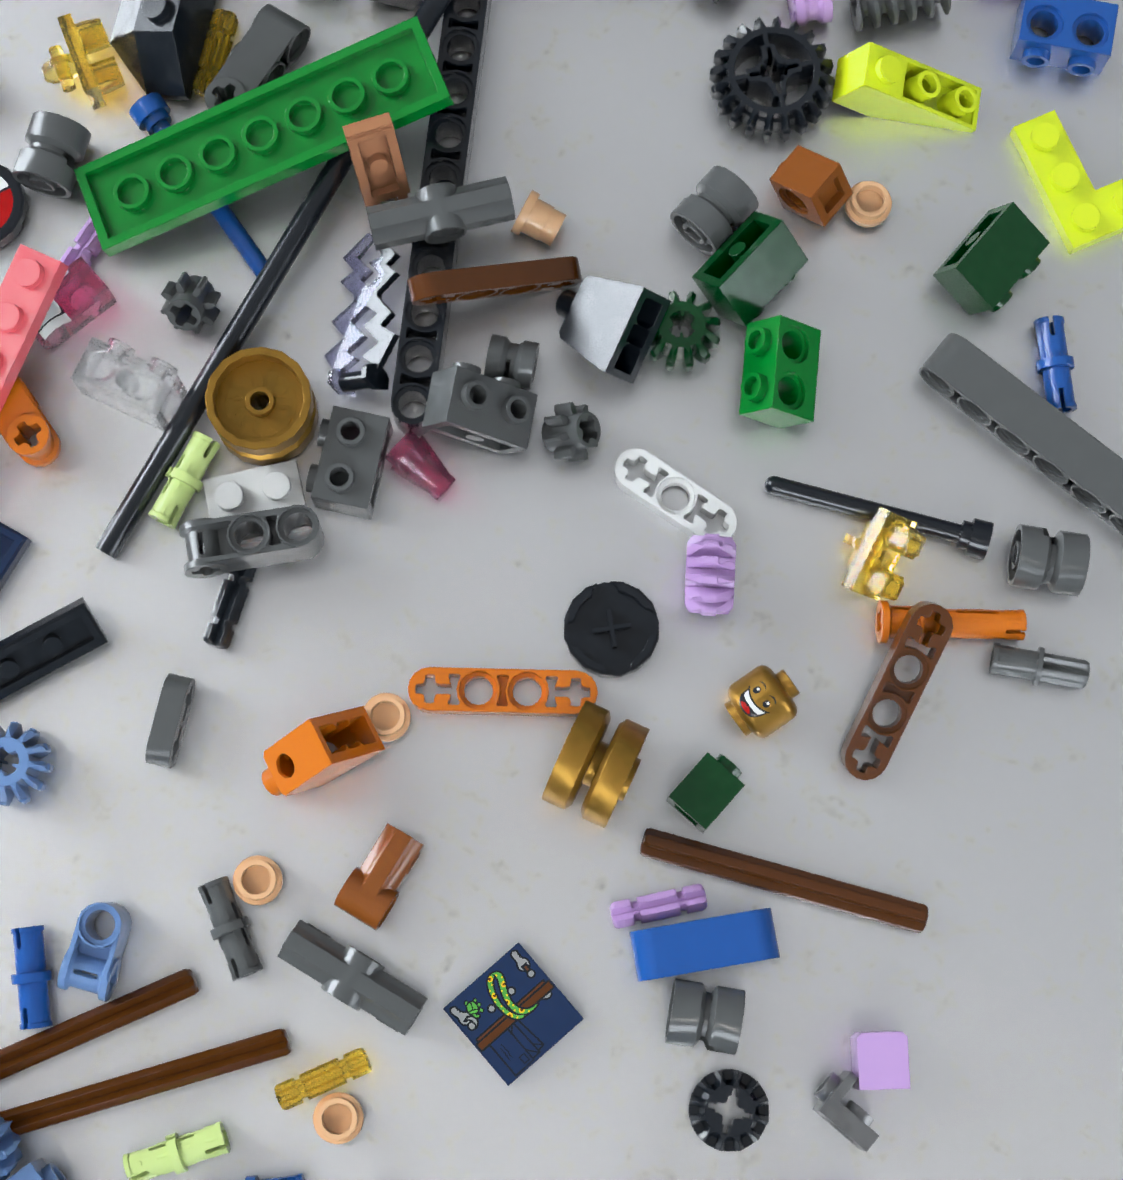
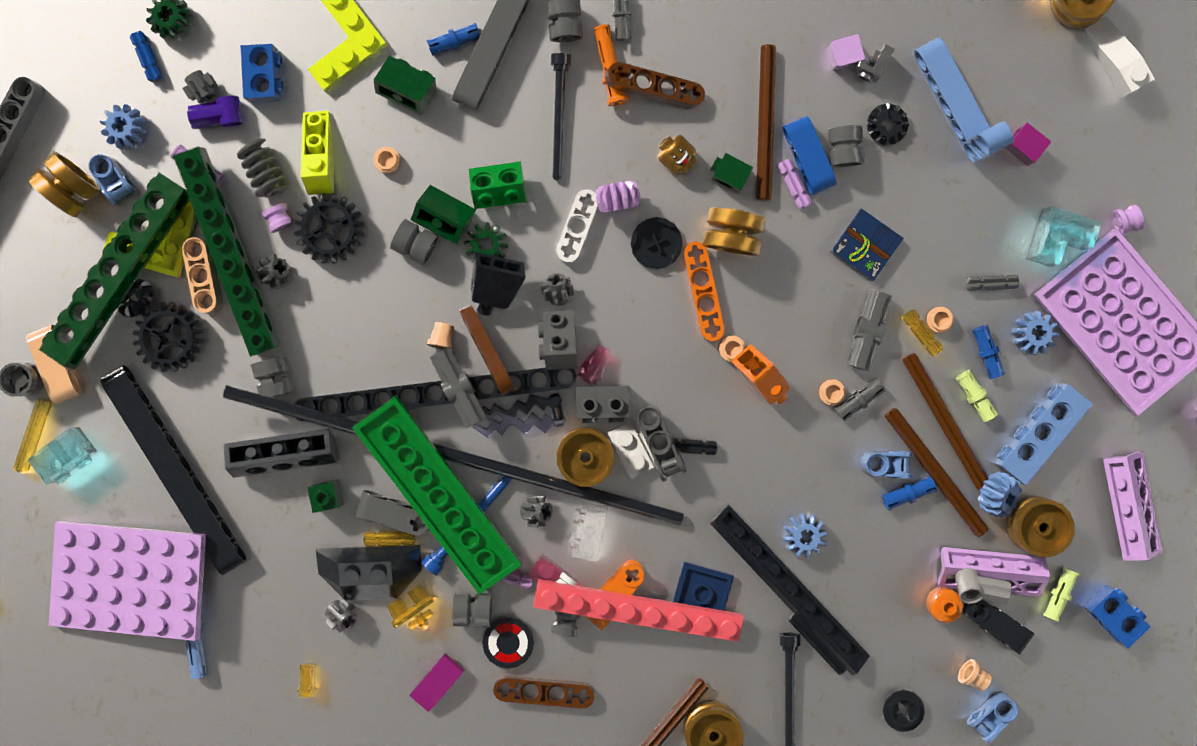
camera: 105 degrees left, 10 degrees up
(170, 720) = (762, 459): dark grey beam -> none
(184, 479) = (633, 488): yellowish green pin -> none
(374, 886) = (821, 331): dark orange piece -> none
(377, 159) = (439, 428): nougat hinge -> none
(522, 357) = (525, 331): dark grey wheel -> none
(811, 185) = (387, 192): dark orange brick -> none
(878, 553) = (583, 111): clear yellow hips -> none

